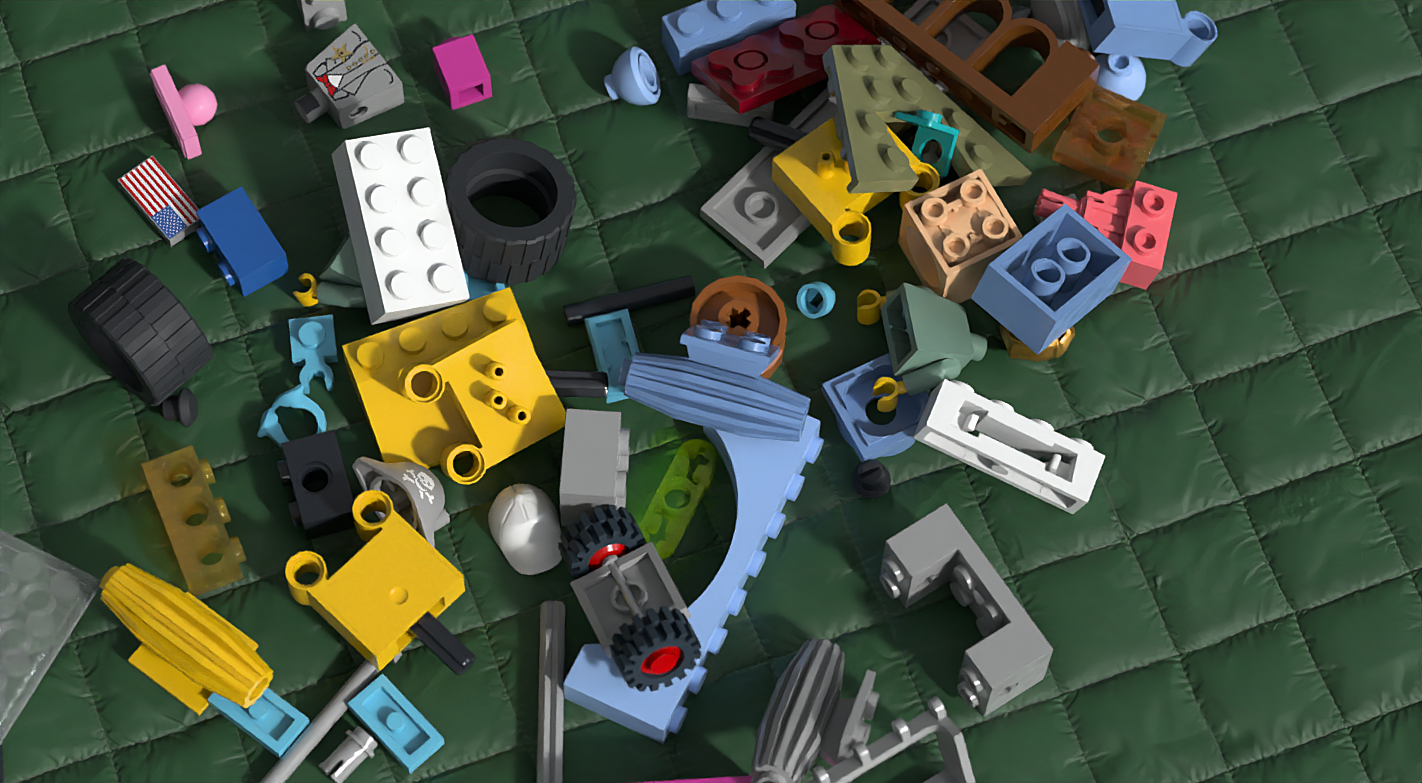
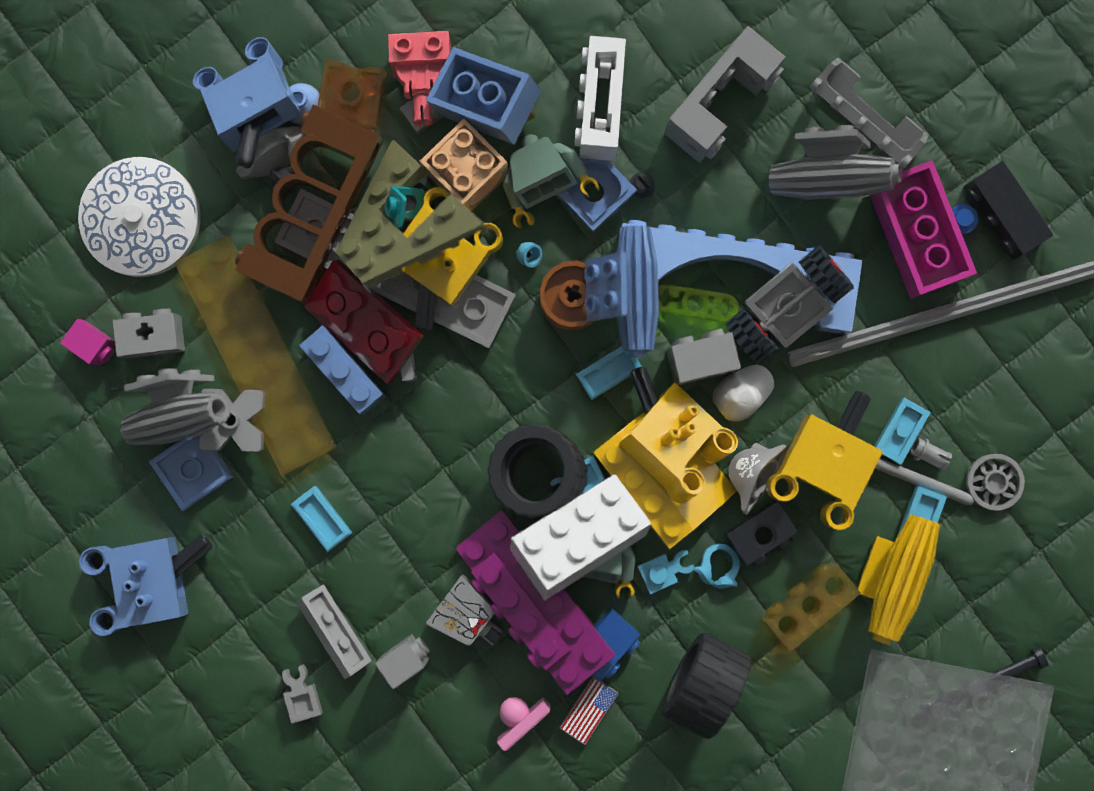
camera: 105 degrees left, 20 degrees up
(180, 407) = (735, 639): black piece -> none
(291, 169) = (551, 628): none -> magenta plate
(462, 71) = (433, 540): dark pink brick -> none
(630, 299) = (565, 376): black piece -> none
(634, 78) = (404, 421): light blue brick -> none

